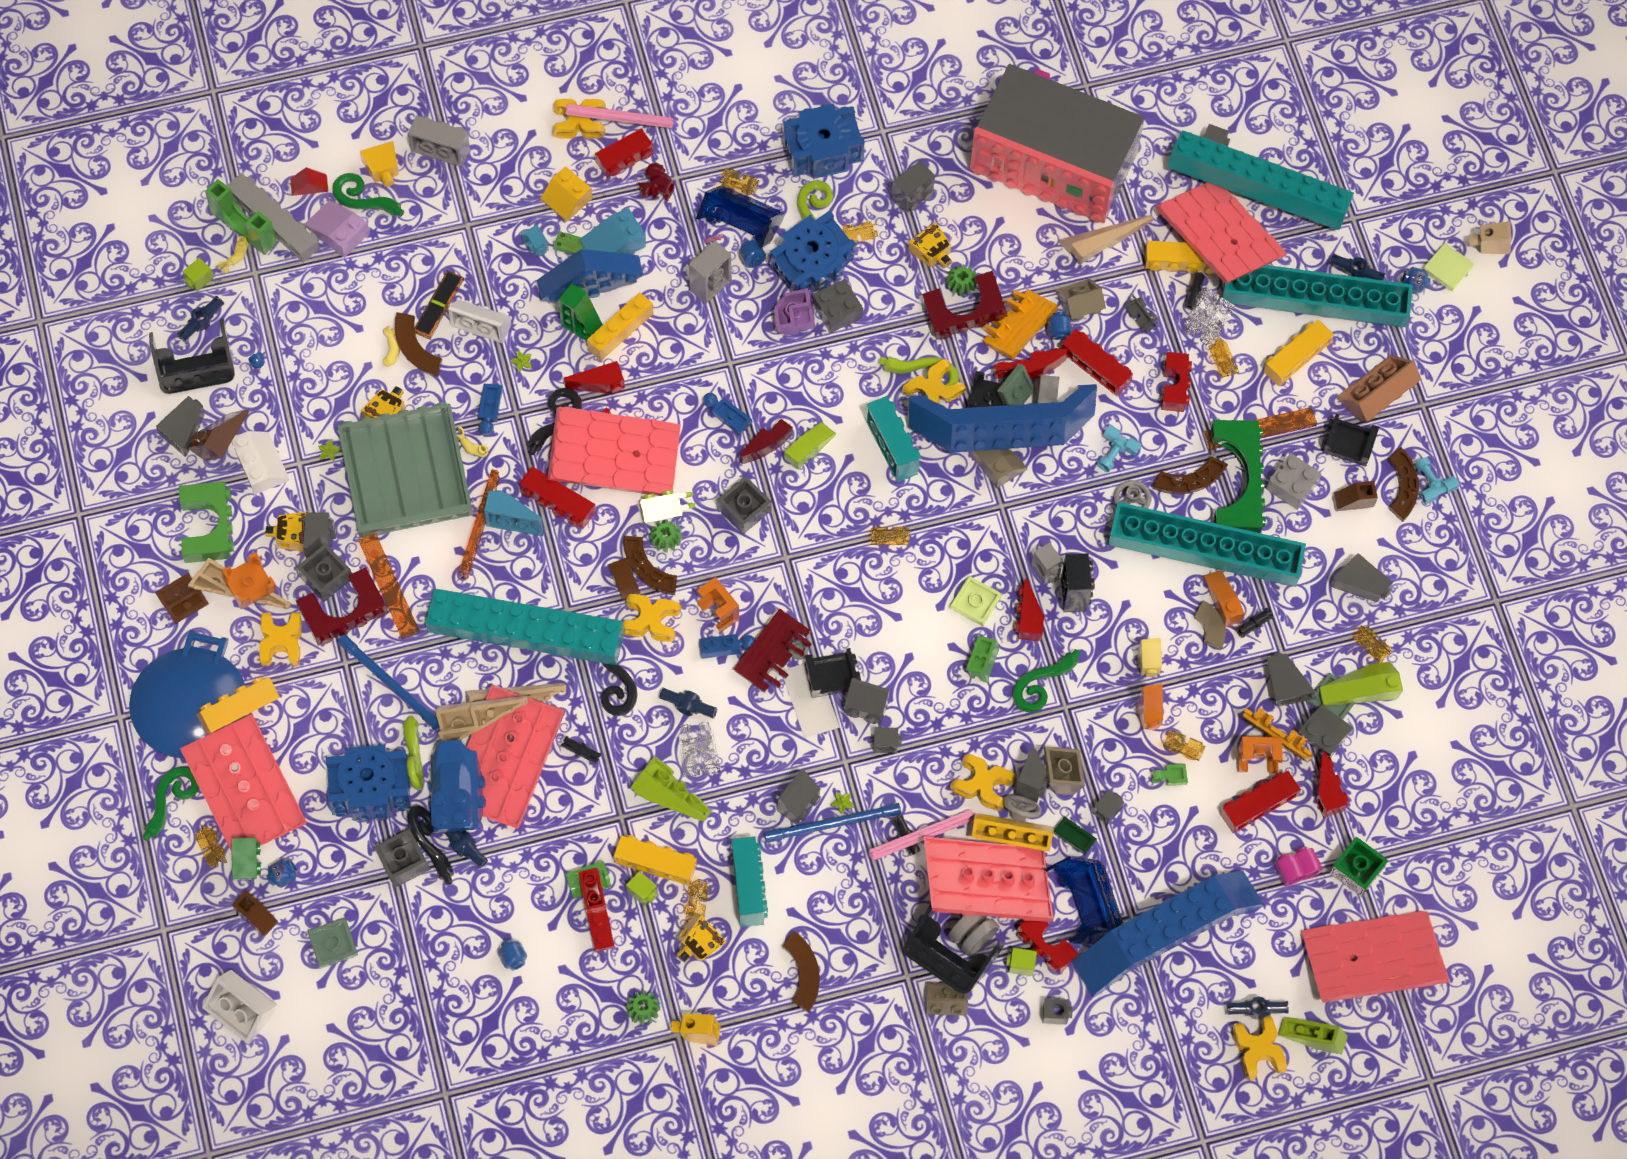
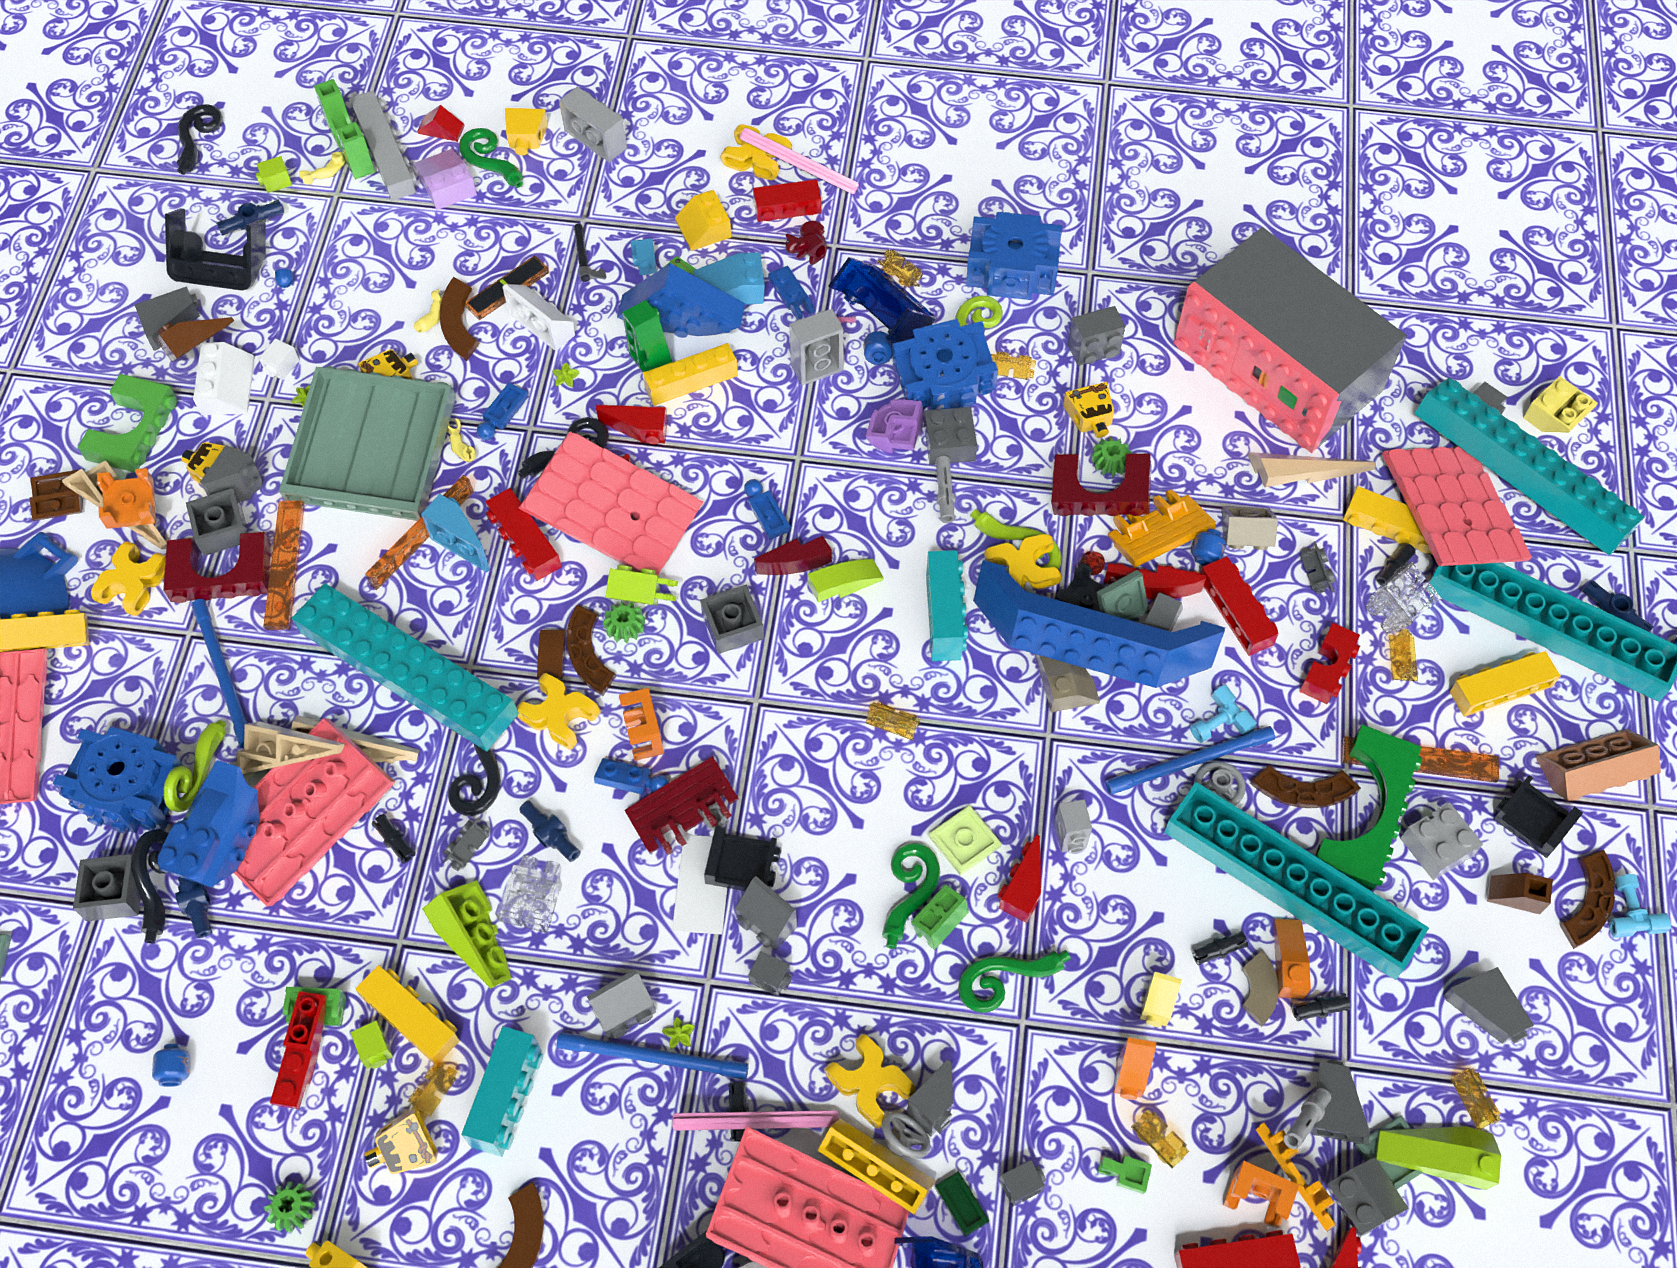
camera: 25 degrees right, 5 degrees down
(117, 284) = (189, 155): none -> black plant
(293, 428) = (279, 359): none -> white brick
(493, 270) = (584, 271): none -> black piece
(630, 740) = (458, 852): none -> dark grey hinge
(662, 229) = (790, 291): none -> blue hinge
(854, 355) = (945, 497): none -> light grey pin
(954, 673) = (896, 920): none -> green plant
(981, 365) = (1094, 560): none -> clear red tile
(1064, 769) = (980, 1107): dark tan slope -> none
(1070, 517) = (1128, 781): none -> blue piece
(1077, 582) = (1101, 864): black brick -> none
(1175, 609) = (1219, 947): none -> black pin
(1269, 125) = (1559, 407): none -> light yellow slope
(1273, 691) = (1311, 1112): none -> light grey pin

